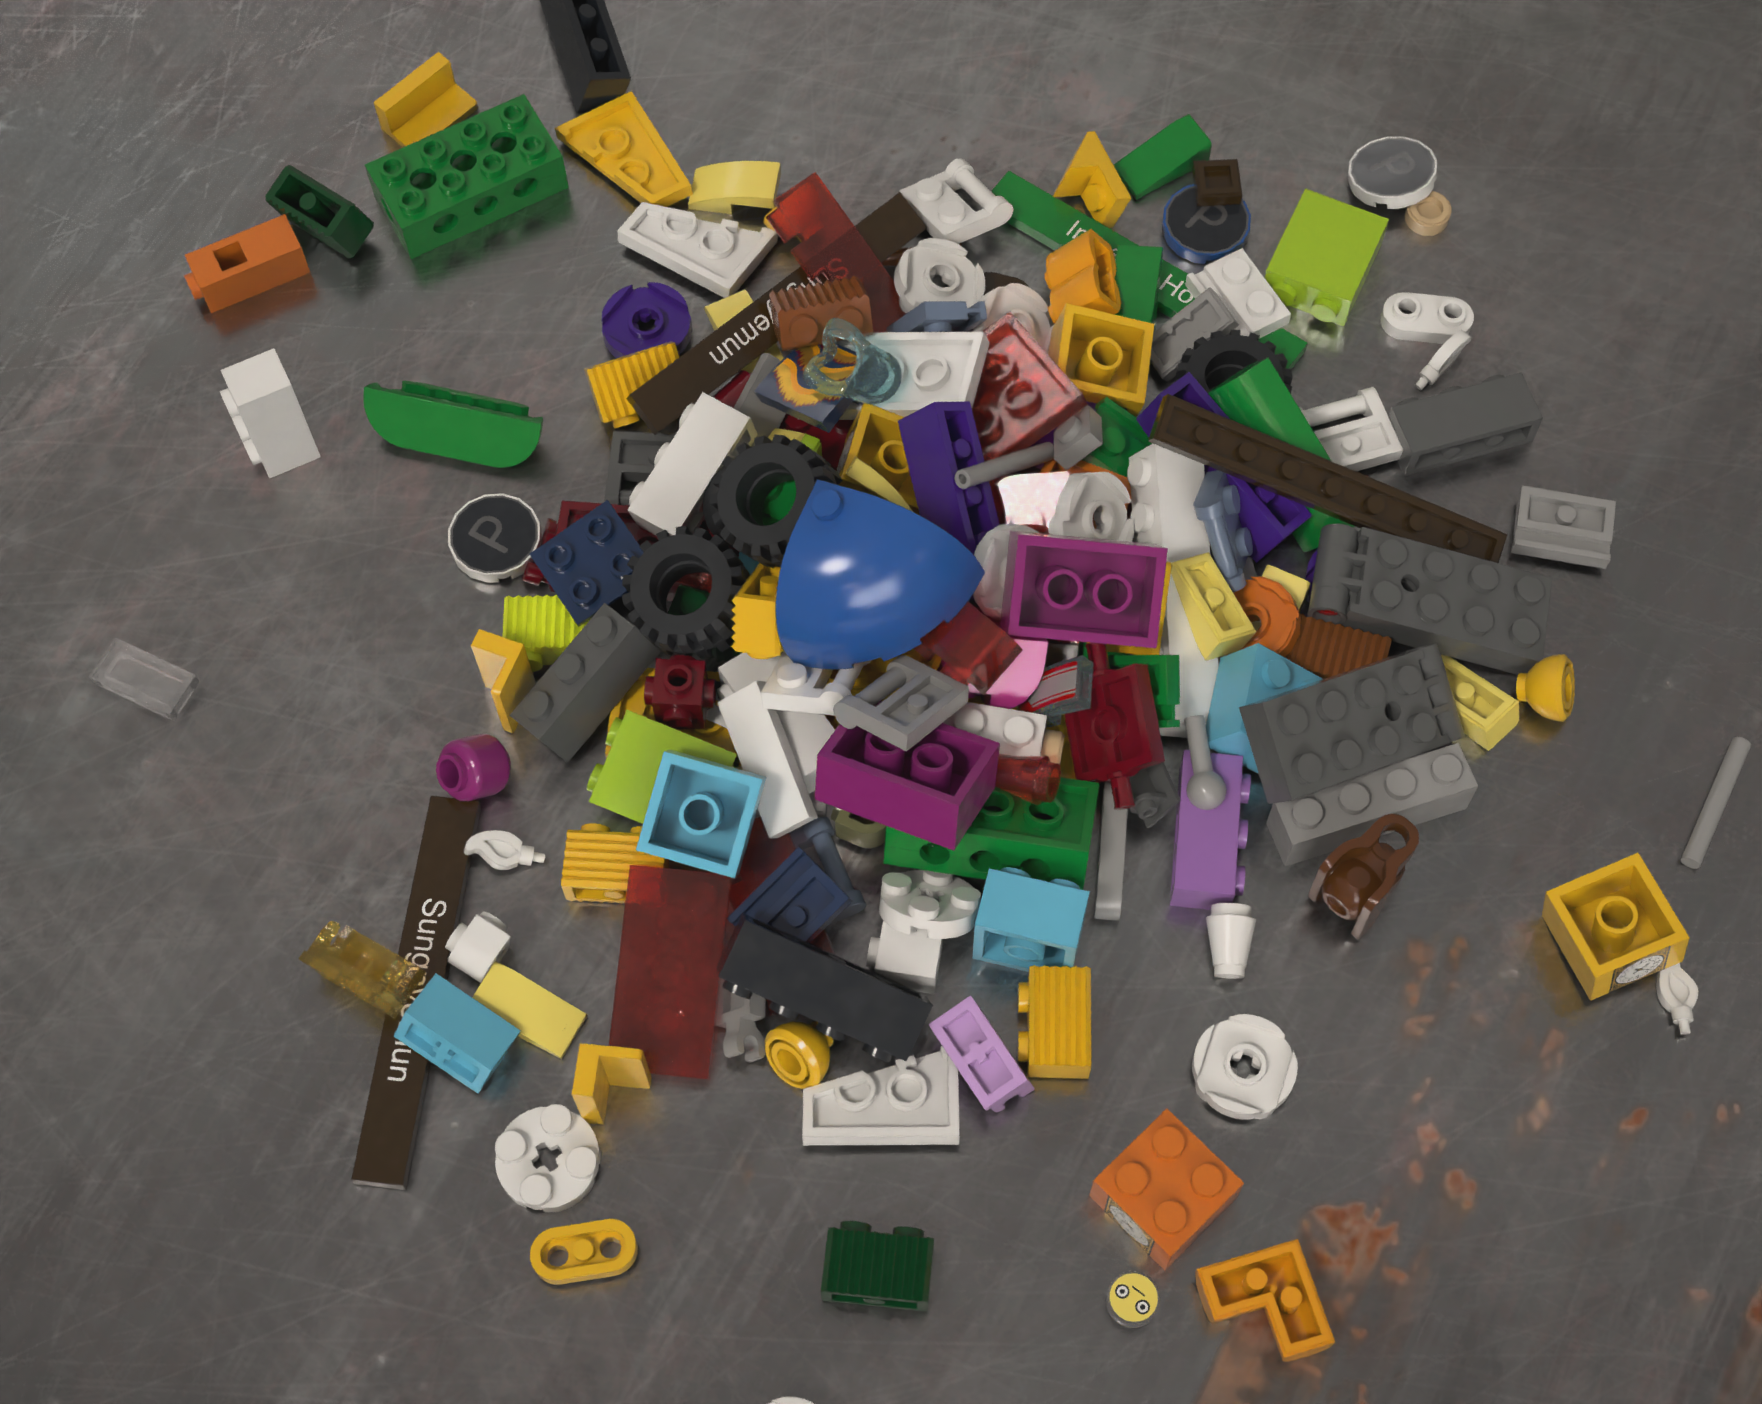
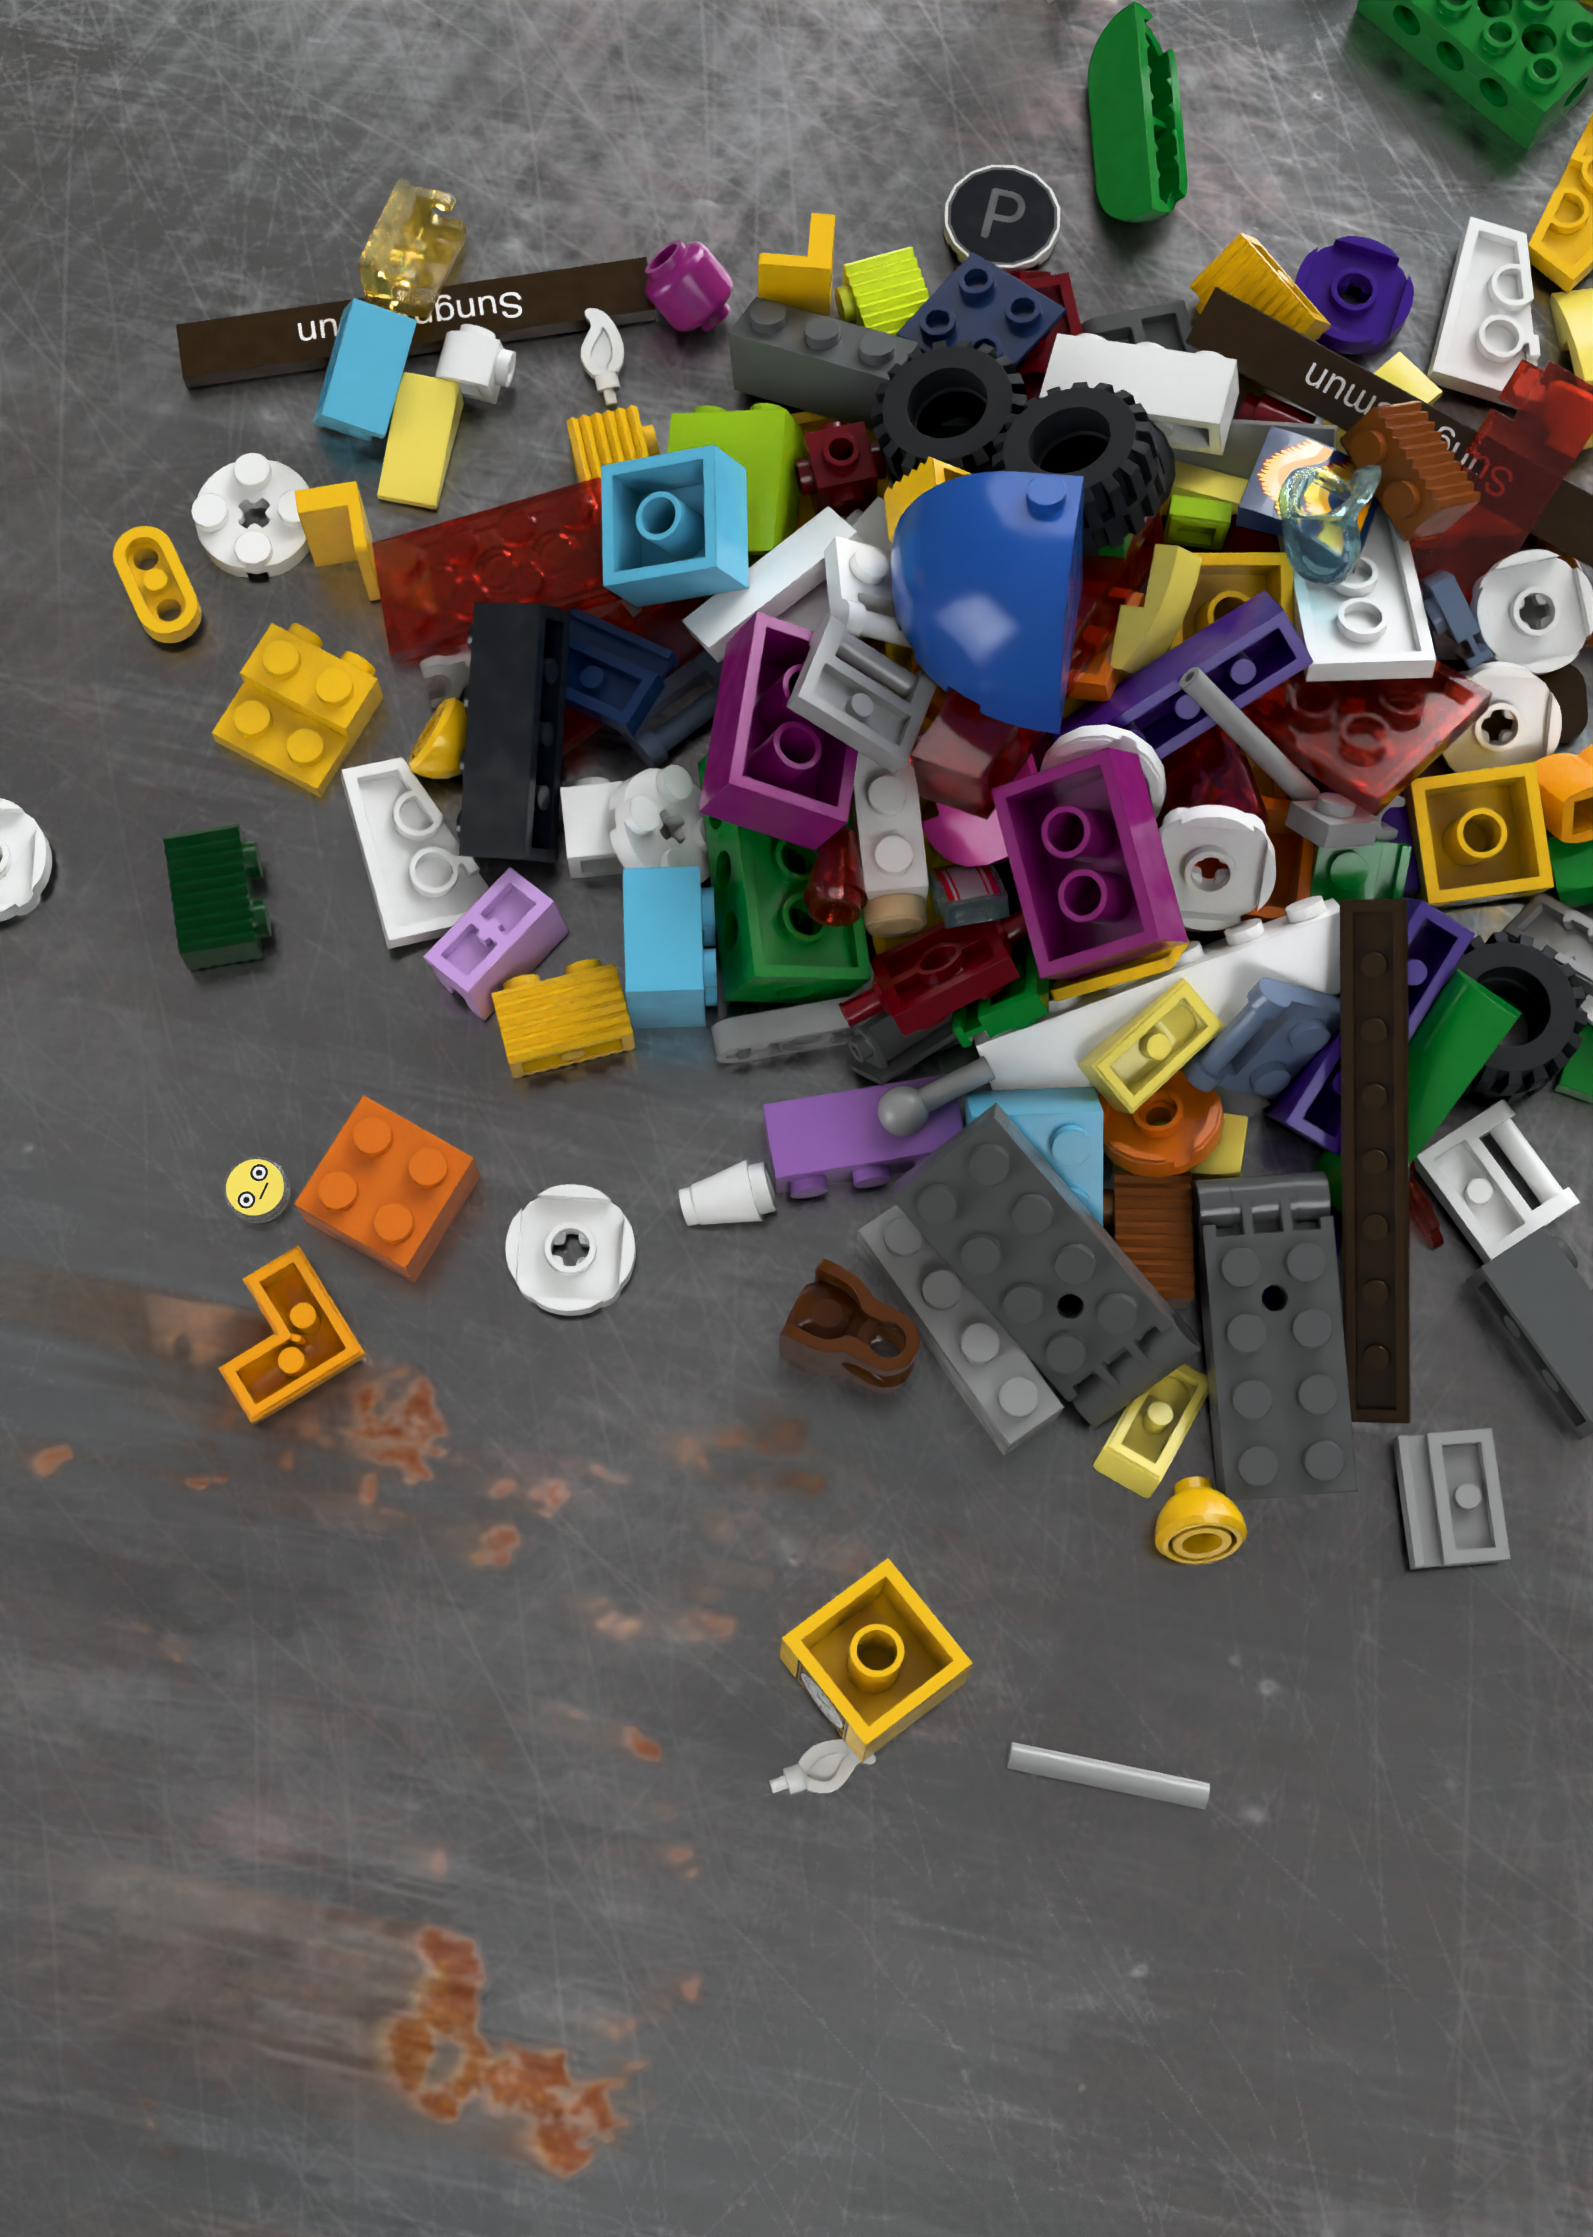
camera: 70 degrees right, 10 degrees up
(730, 1163) = (299, 707): none -> yellow plate

